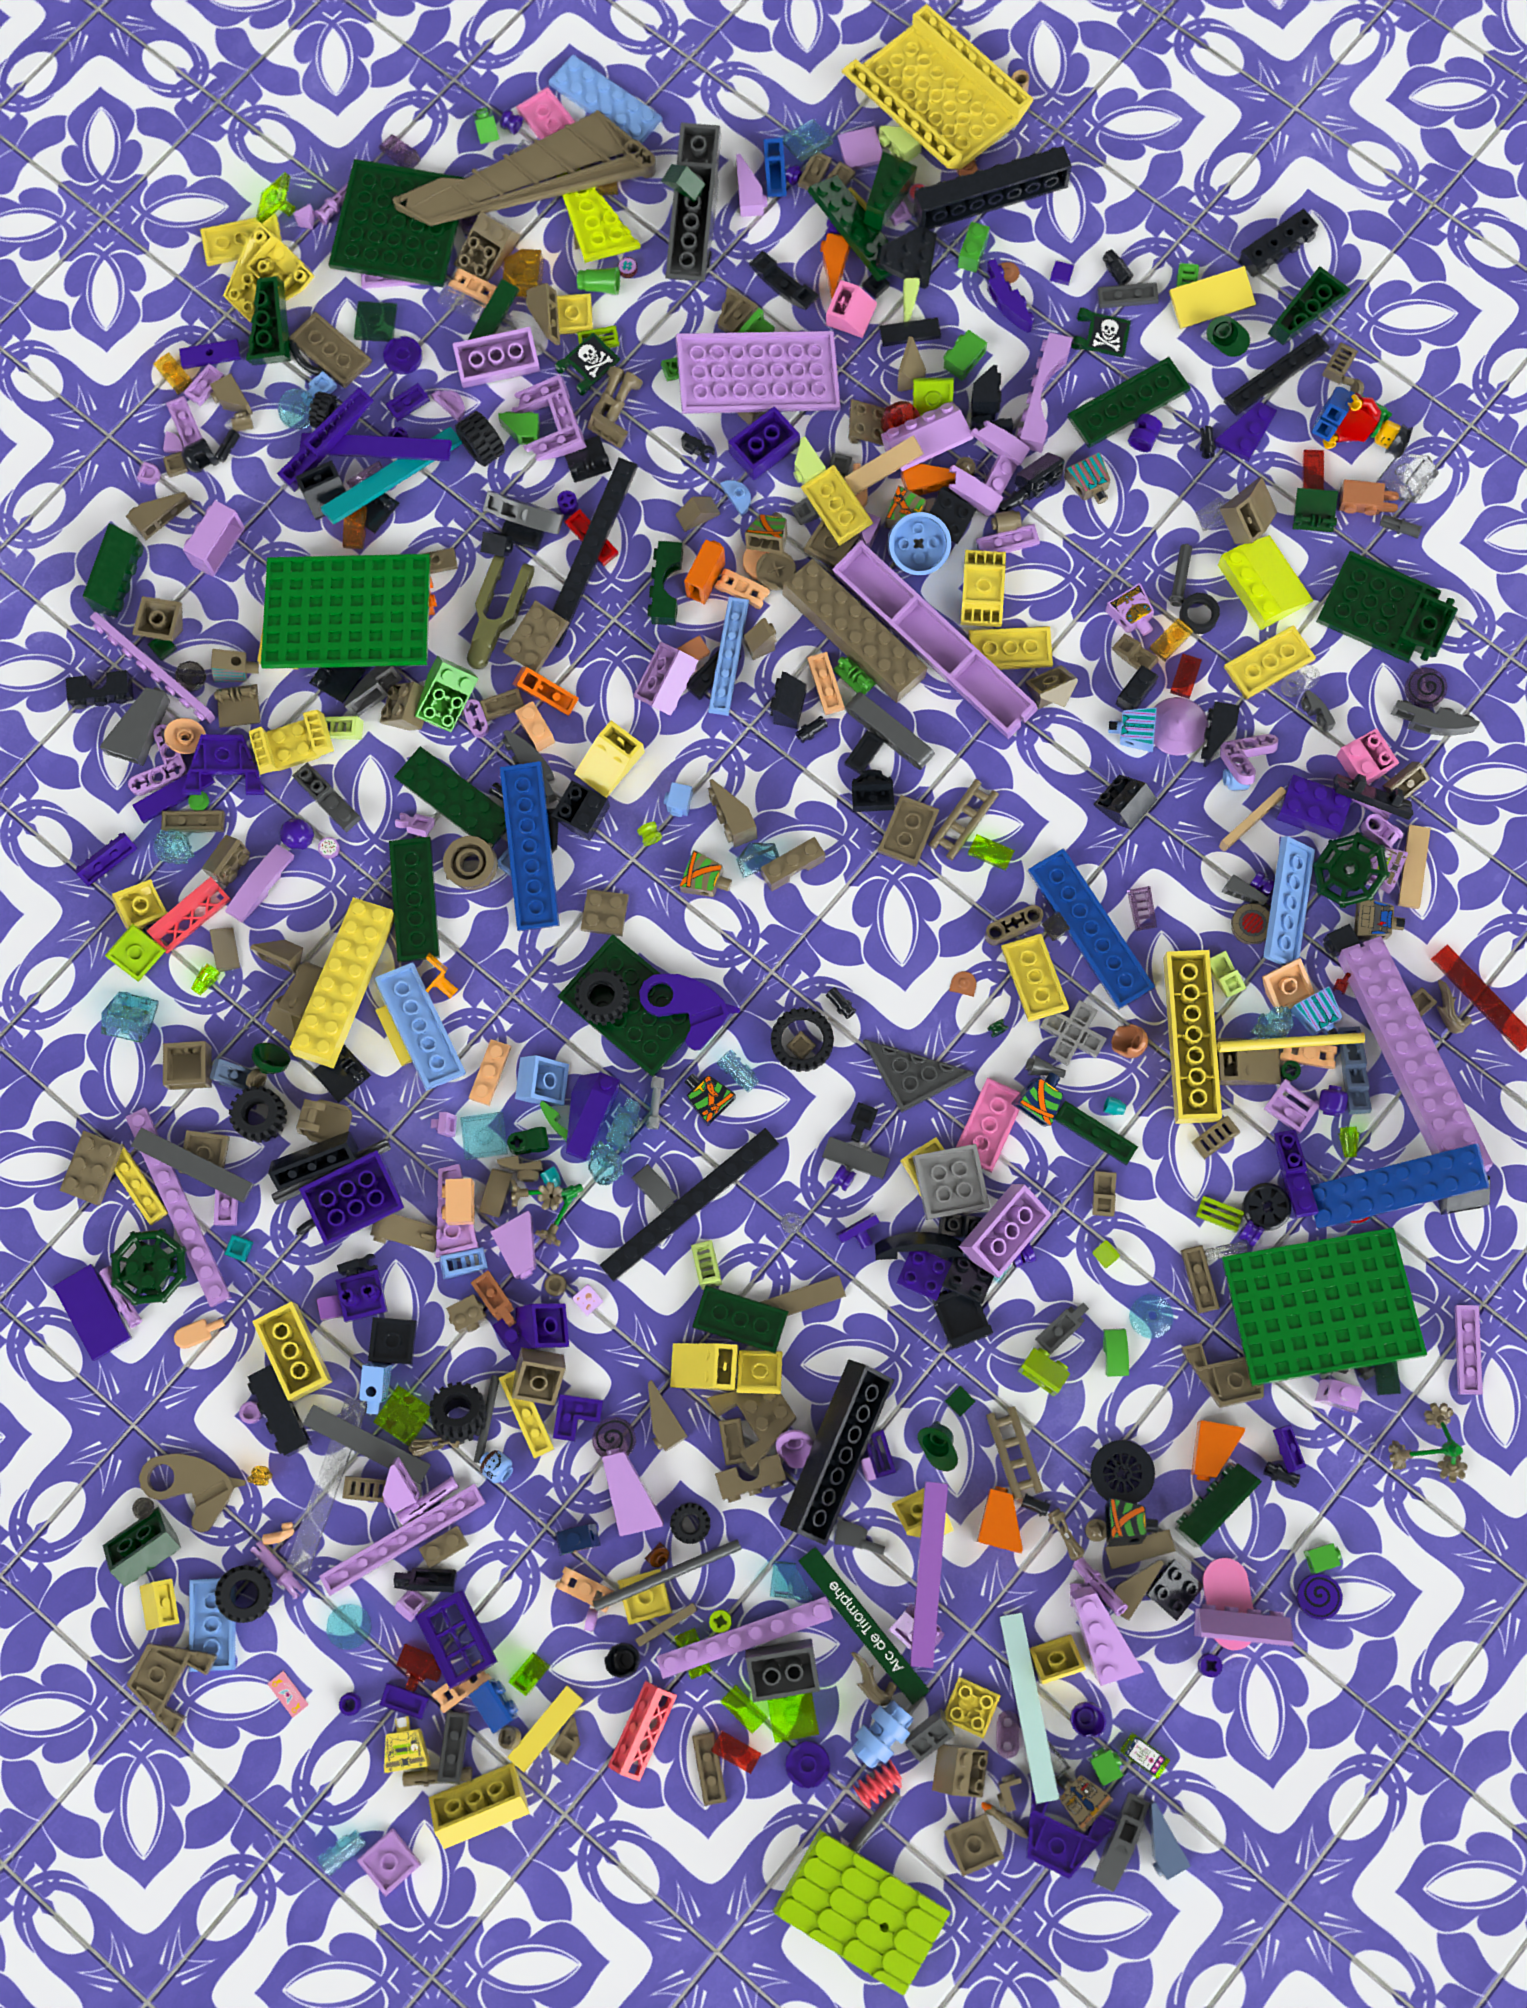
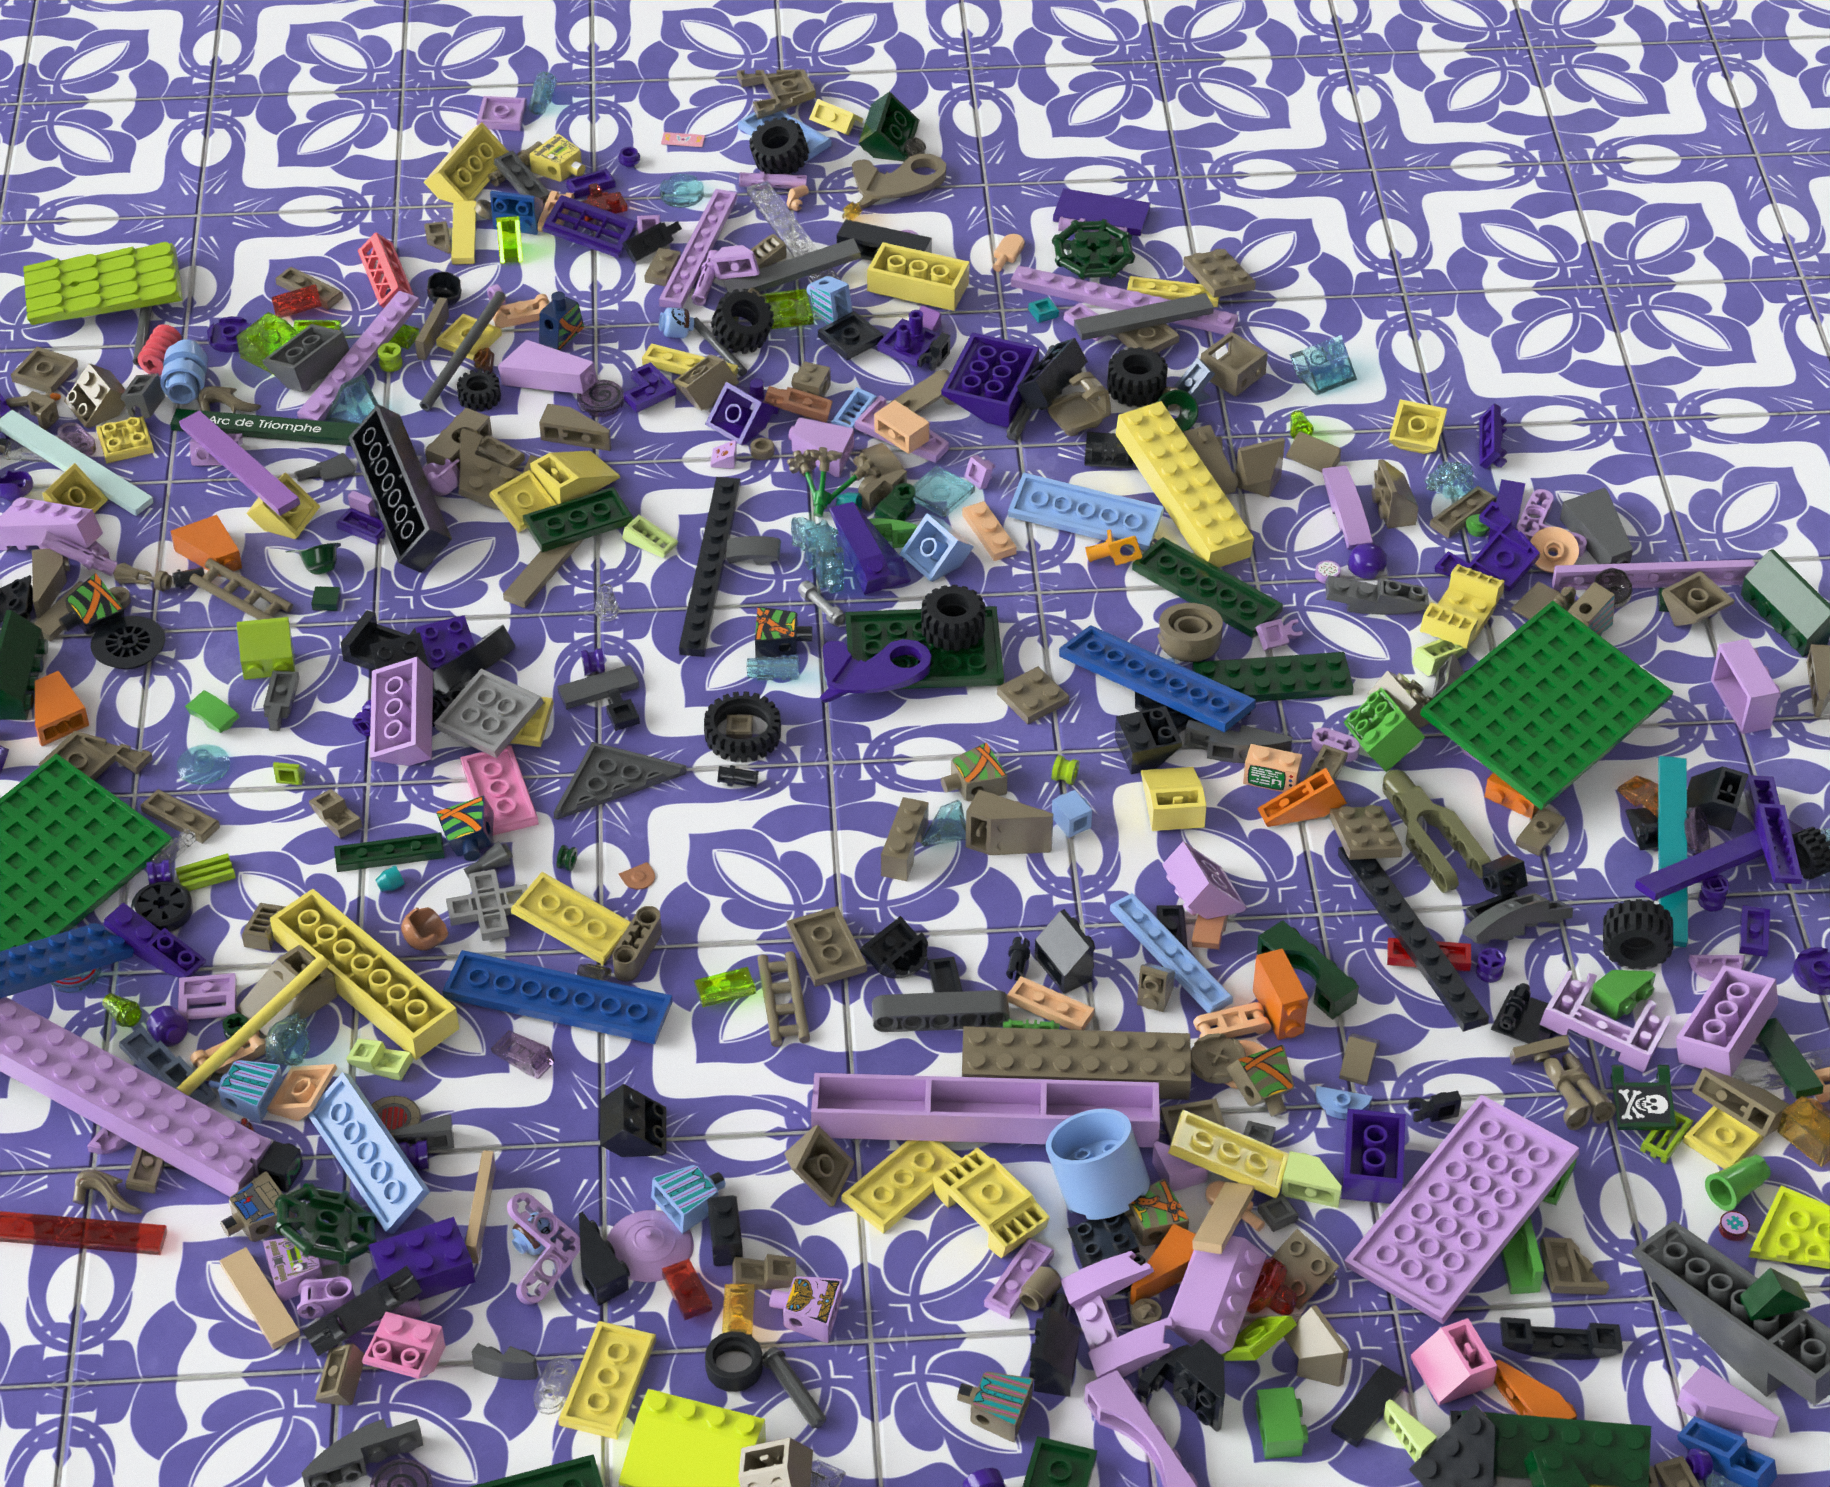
camera: 130 degrees right, 30 degrees down
(116, 690) = (1662, 537): black arch -> none
(135, 952) = (1376, 396): lime tile -> none
(184, 909) = (1380, 446): coral fence -> none
(859, 1231) = (540, 639): dark purple tile -> none

